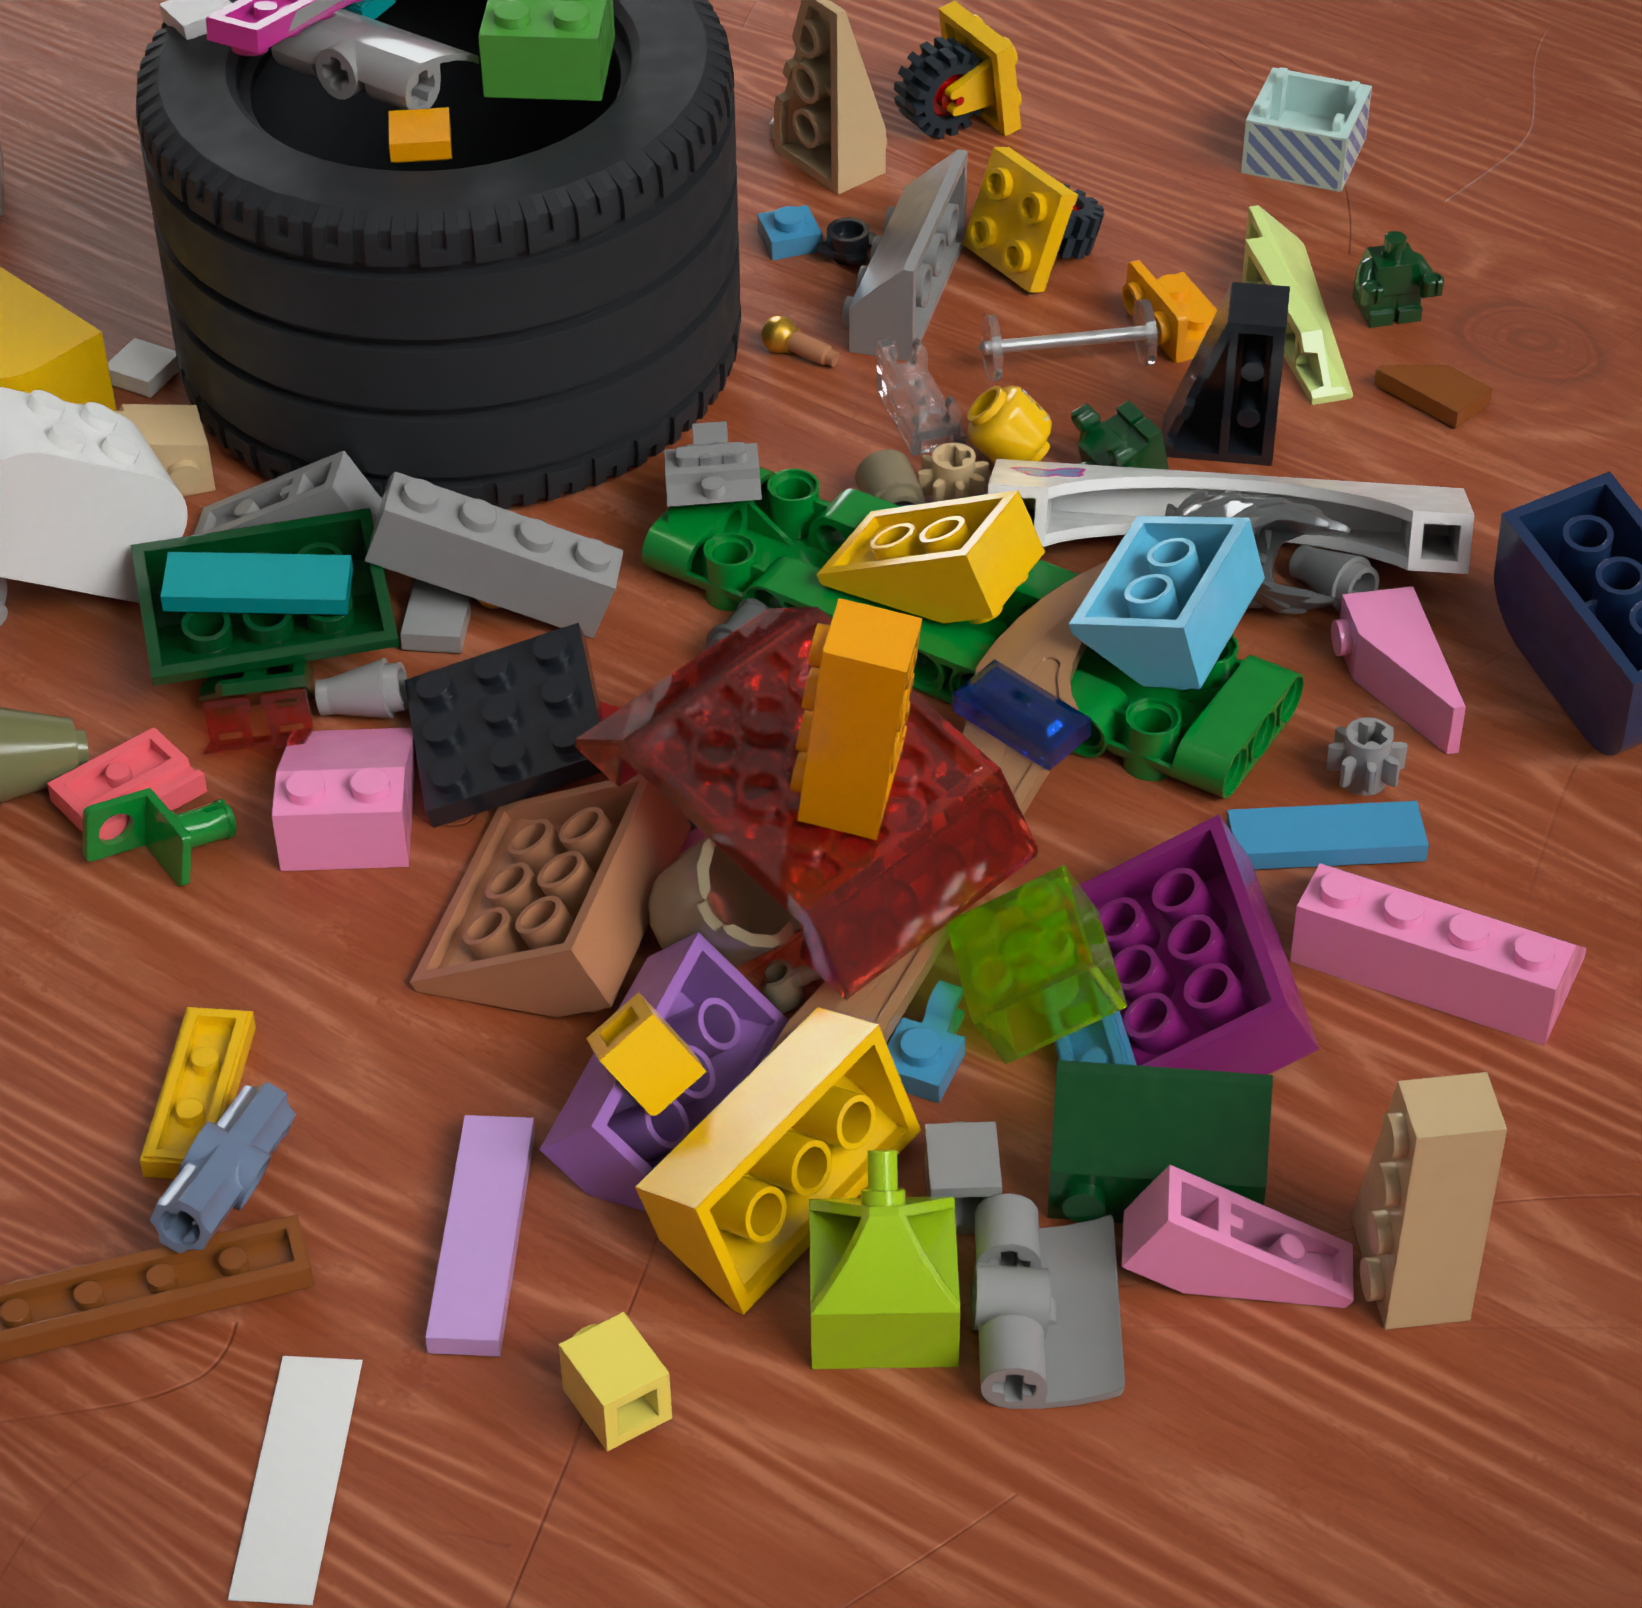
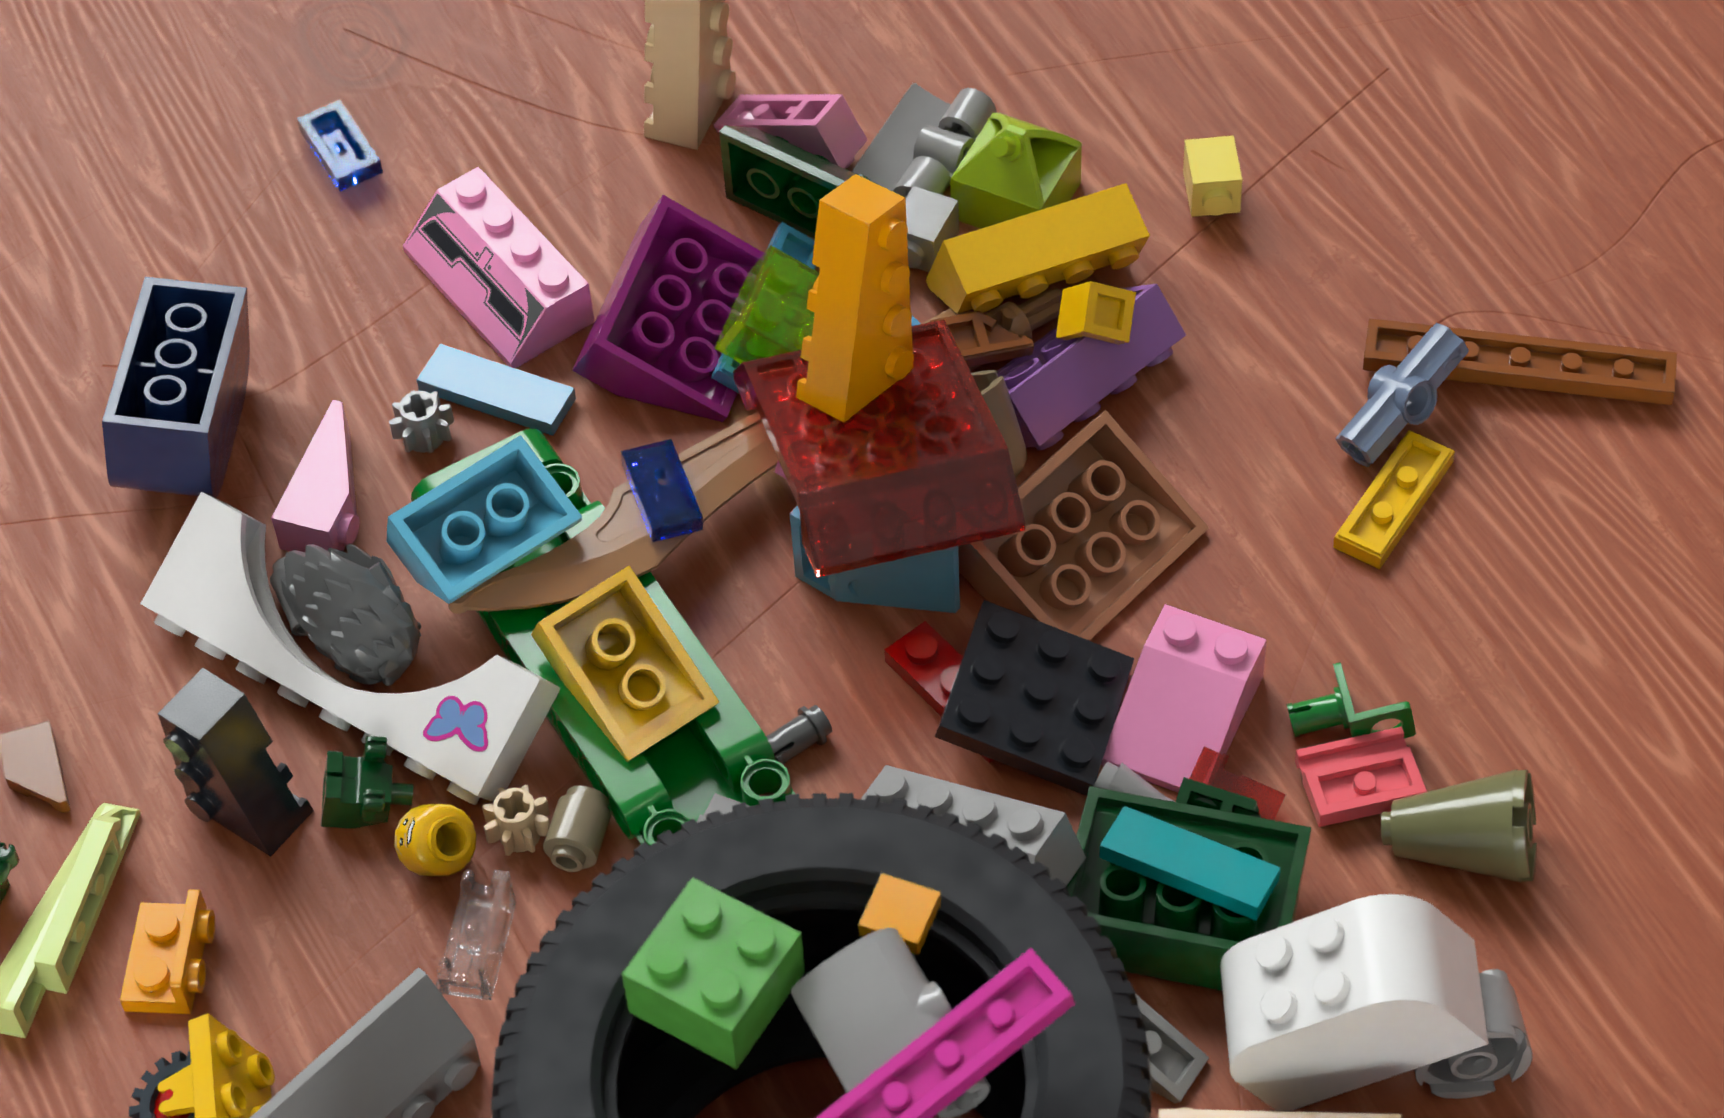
camera: 150 degrees left, 10 degrees up
(296, 1481) = (1421, 231): white sticker -> none
(481, 1236) = (1243, 325): lavender tile -> none
(771, 1027) = (984, 341): none -> dark orange tile
(1143, 333) = (228, 918): axle -> none

